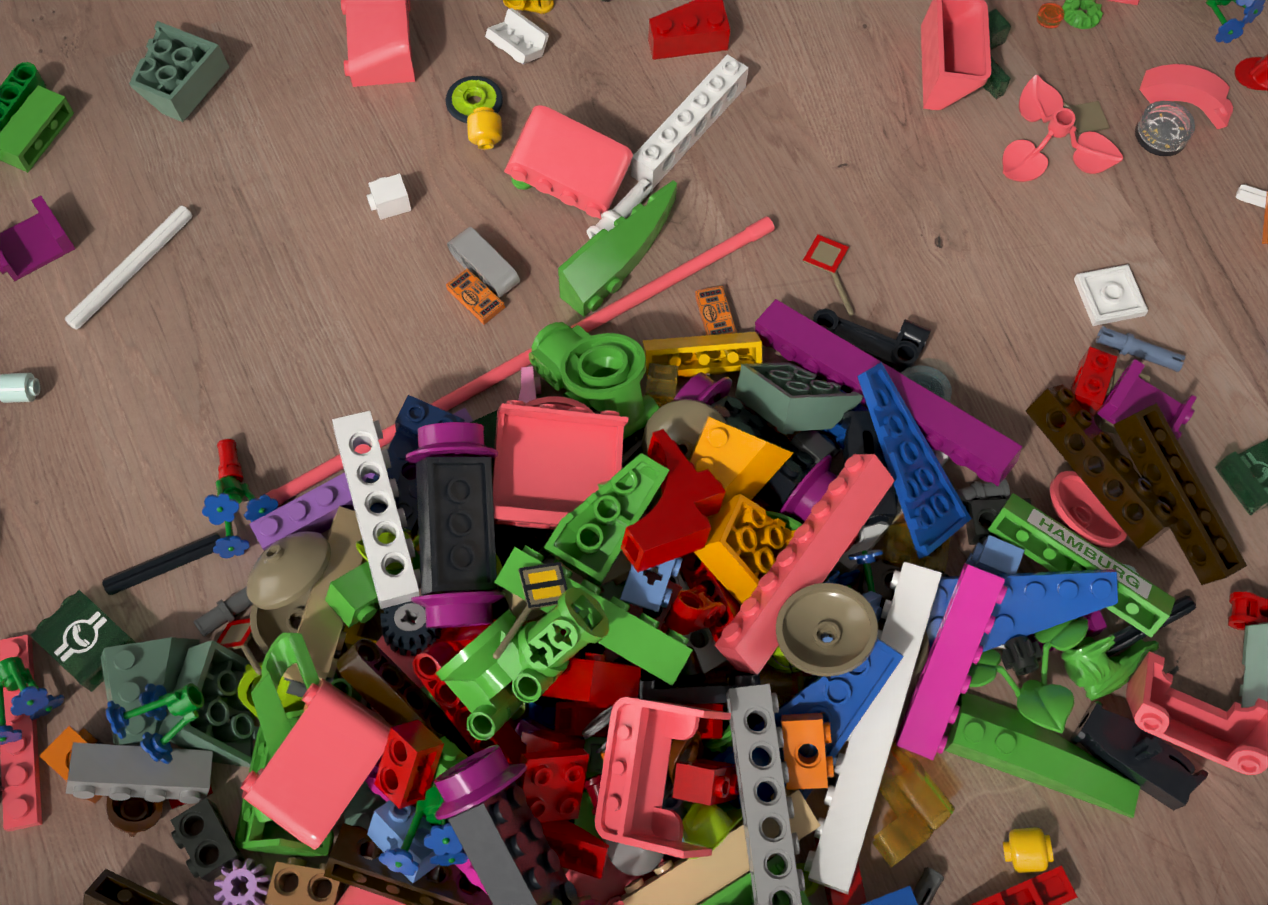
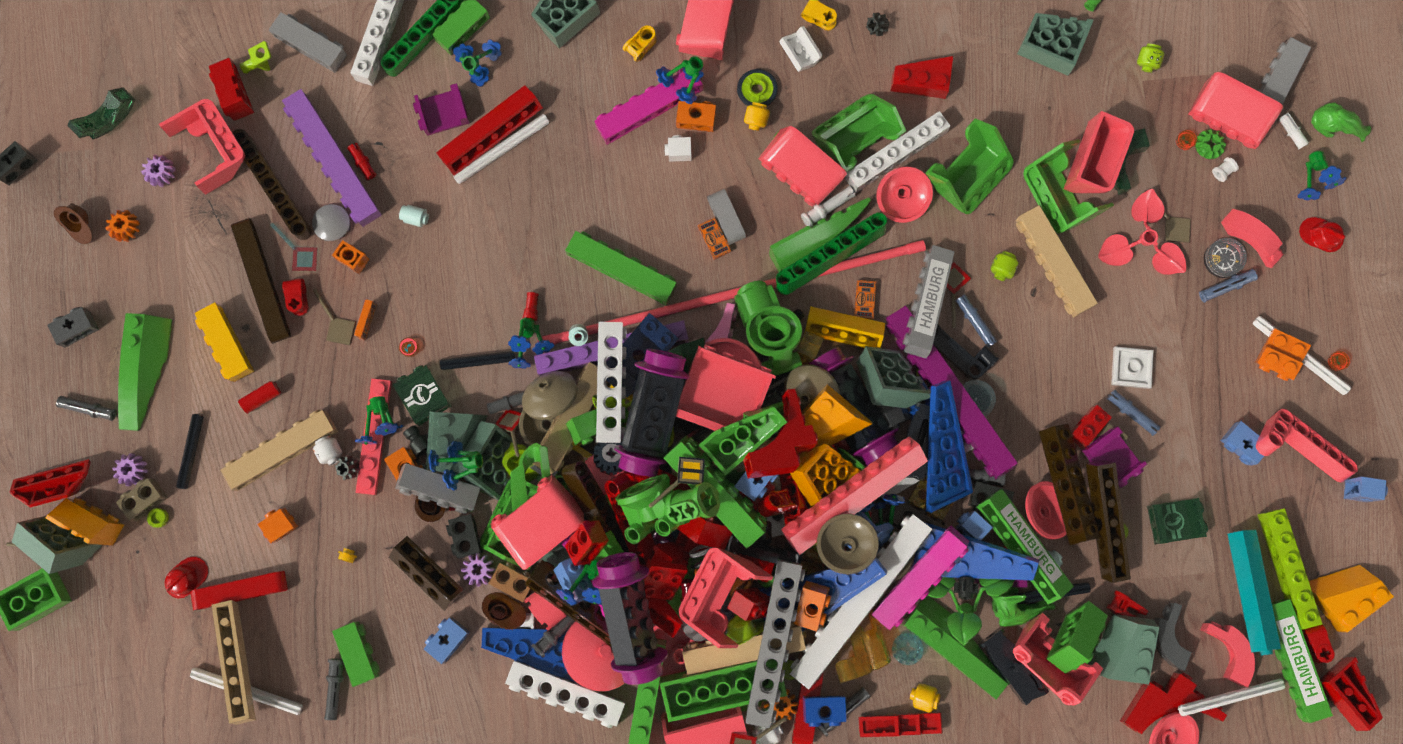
camera: 25 degrees right, 15 degrees up
(48, 577) = (409, 347): none -> clear orange tile
(54, 160) = (471, 63): none -> blue plant
(91, 713) = (418, 442): none -> pearl dark grey piece
(104, 245) = (489, 130): none -> red brick
(296, 84) = (638, 46): none -> yellow piece
(310, 482) = (581, 329): none -> light aqua brick
(328, 156) = (642, 108): none -> dark pink brick
(349, 369) = (621, 268): none -> bright green brick
(377, 92) = (692, 71): none -> plant
(399, 151) = (703, 123): none -> orange brick
(635, 99) = (857, 128): none -> bright green windscreen
(646, 265) = (827, 261): none -> green beam
(734, 162) = (914, 199): none -> coral dish
(802, 111) = (975, 169): none -> bright green windscreen
(806, 284) = (929, 301): none -> light grey brick
(873, 292) = (976, 321): none -> sand blue pin
(887, 217) = (1004, 266): none -> lime head
(902, 110) = (1047, 186): none -> bright green windscreen
(953, 193) = (1056, 261): none -> tan brick
(975, 770) = (914, 656): none -> clear light blue gear
(1112, 35) = (1225, 169): none -> white bush
(1201, 146) = (1247, 277): none -> sand blue pin
(1216, 672) = (1077, 637): none -> bright green brick

